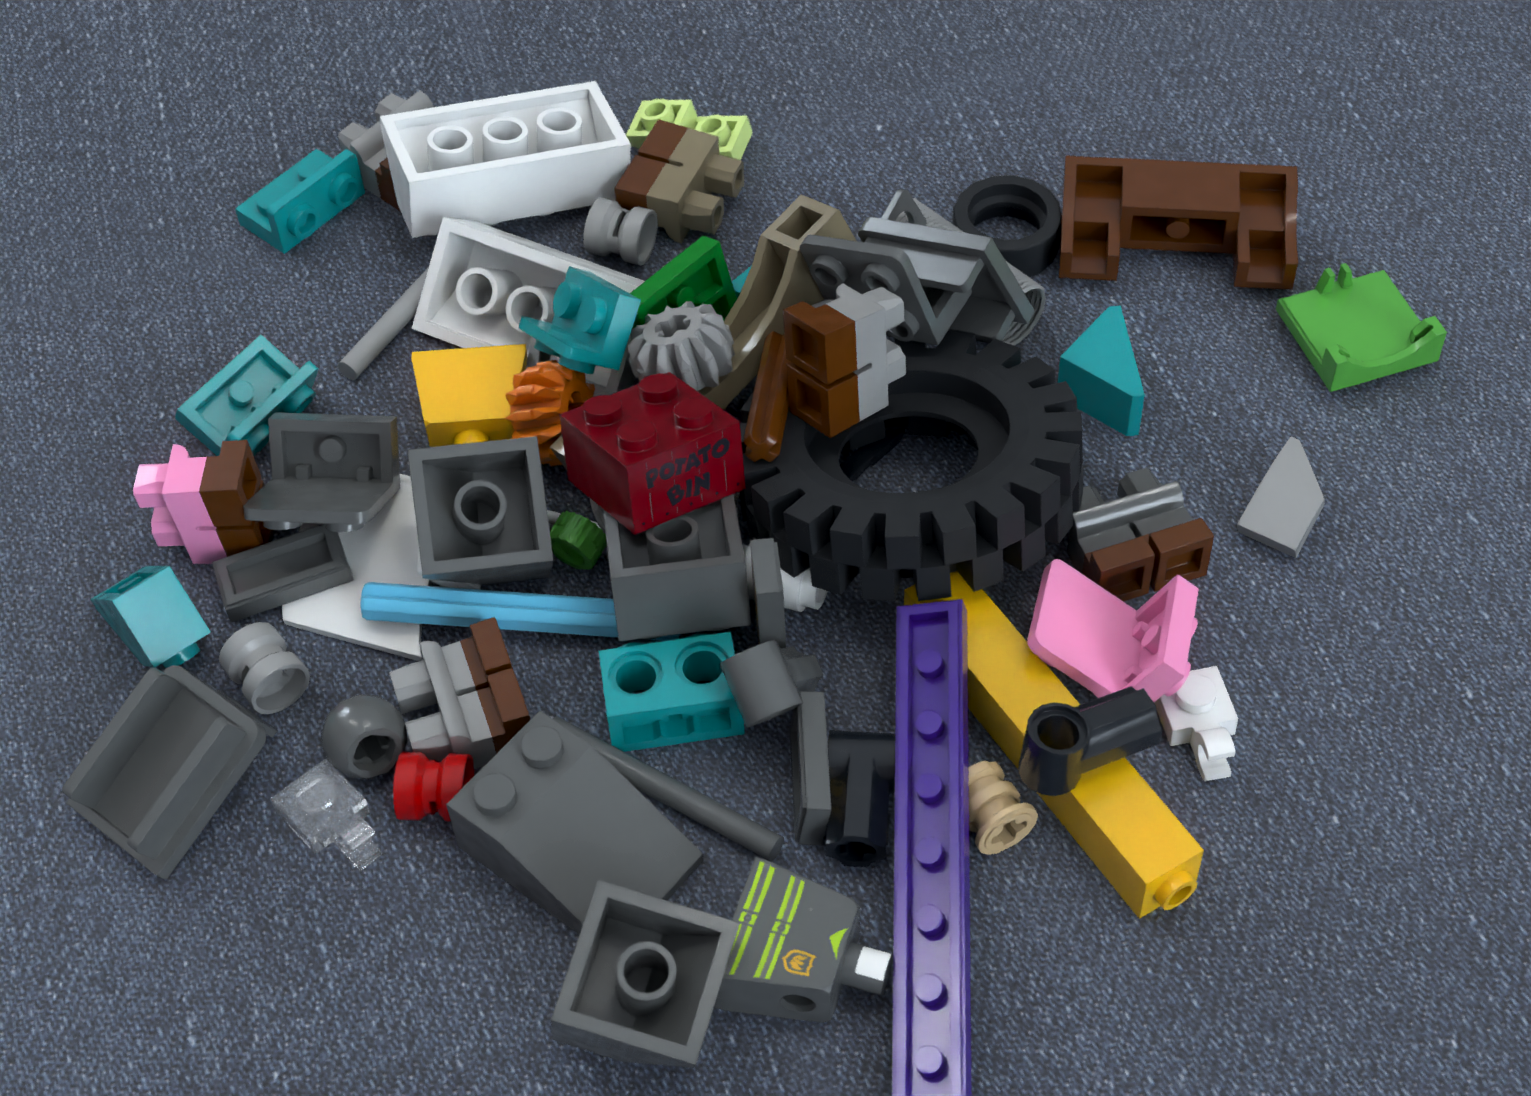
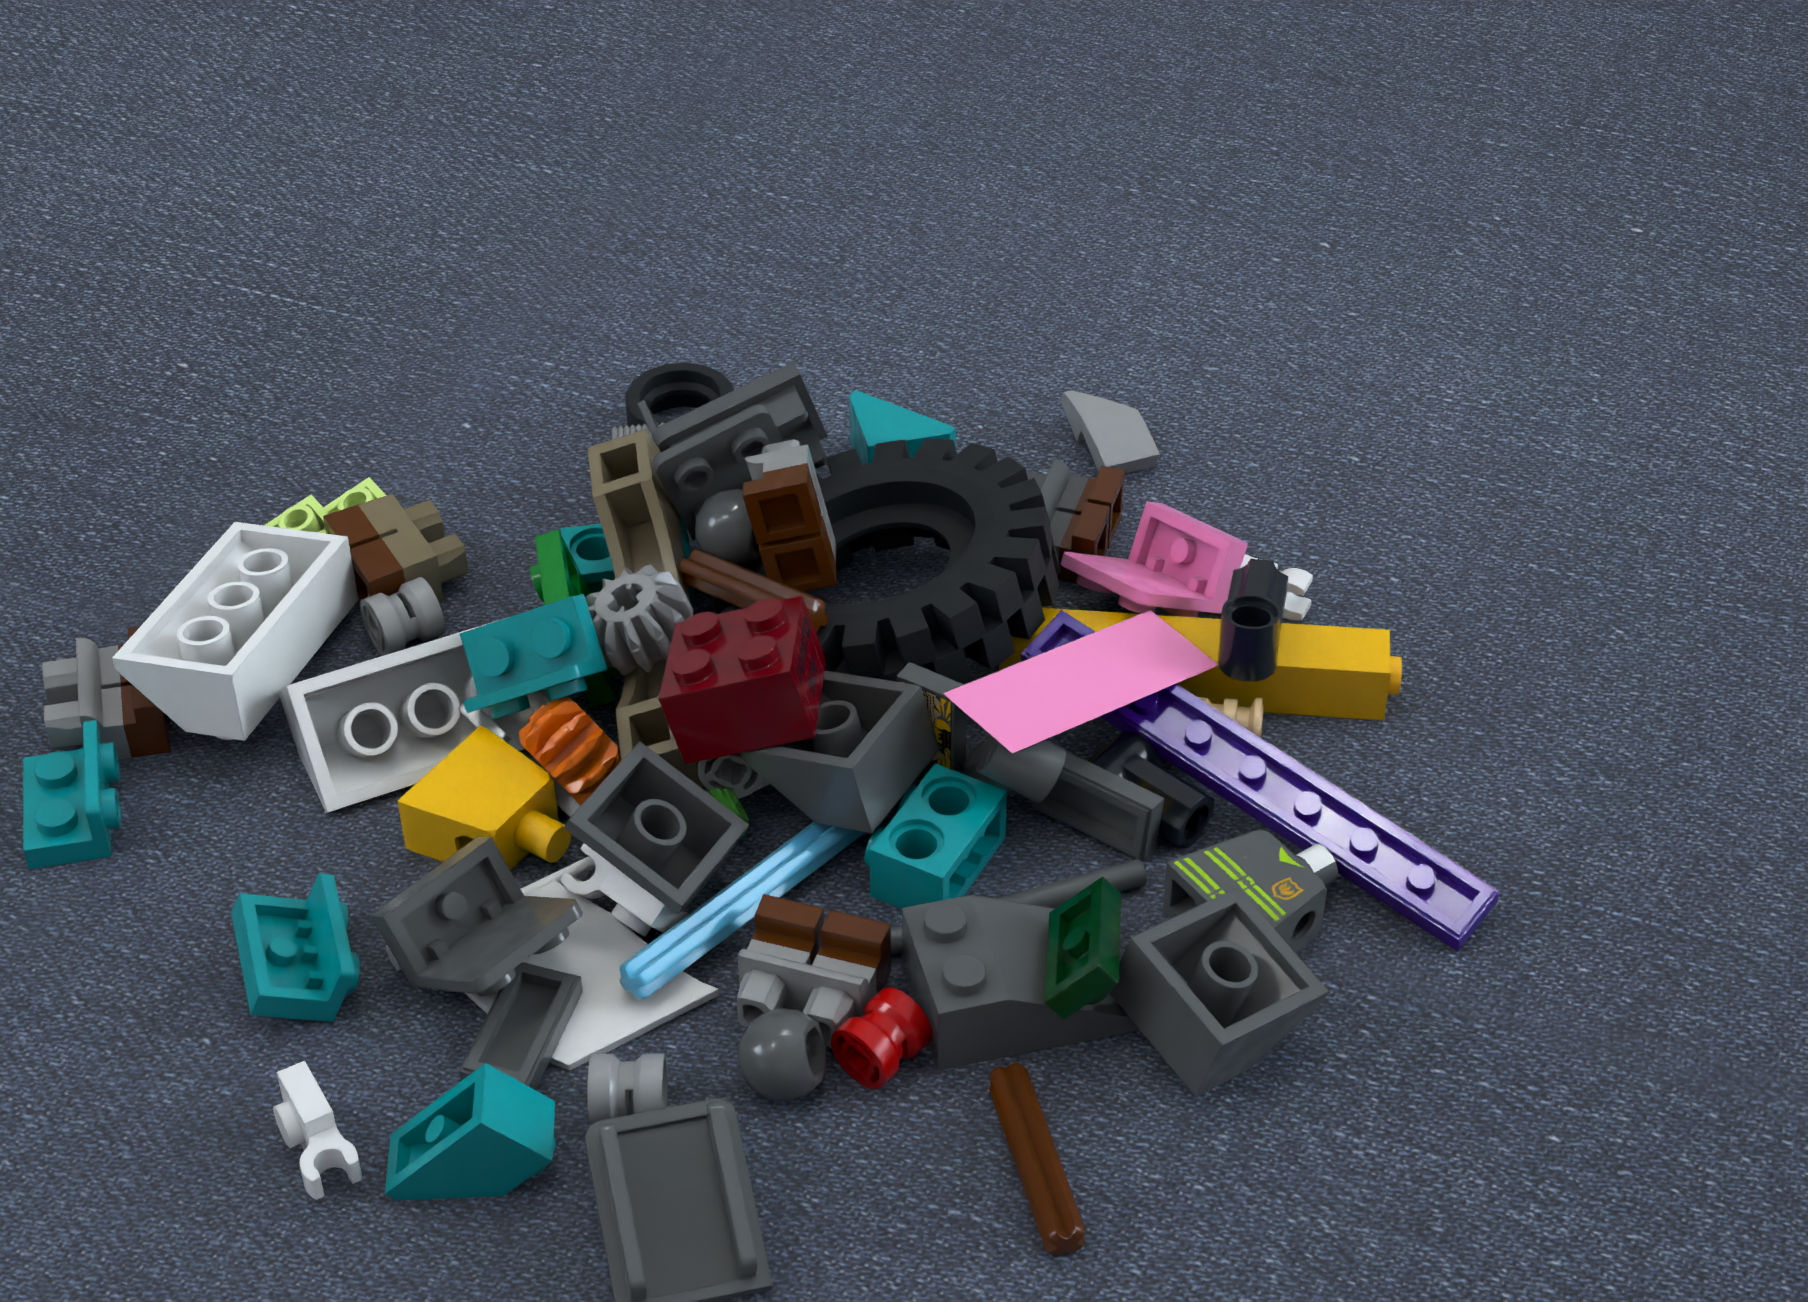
camera: 55 degrees left, 10 degrees down
(106, 519) = (310, 1121): none -> white plate
(202, 501) = (411, 1025): hips -> none
(328, 810) = (820, 1132): clear plate -> none
(383, 331) = (297, 795): light grey bar -> none
(400, 968) = (1037, 1160): none -> reddish brown axle
(616, 849) = (1083, 949): none -> dark green plate
(880, 665) = (1080, 681): none -> bright pink sticker
(1179, 208) = (797, 309): reddish brown bracket -> none
(1359, 328) = (997, 309): bright green piece -> none

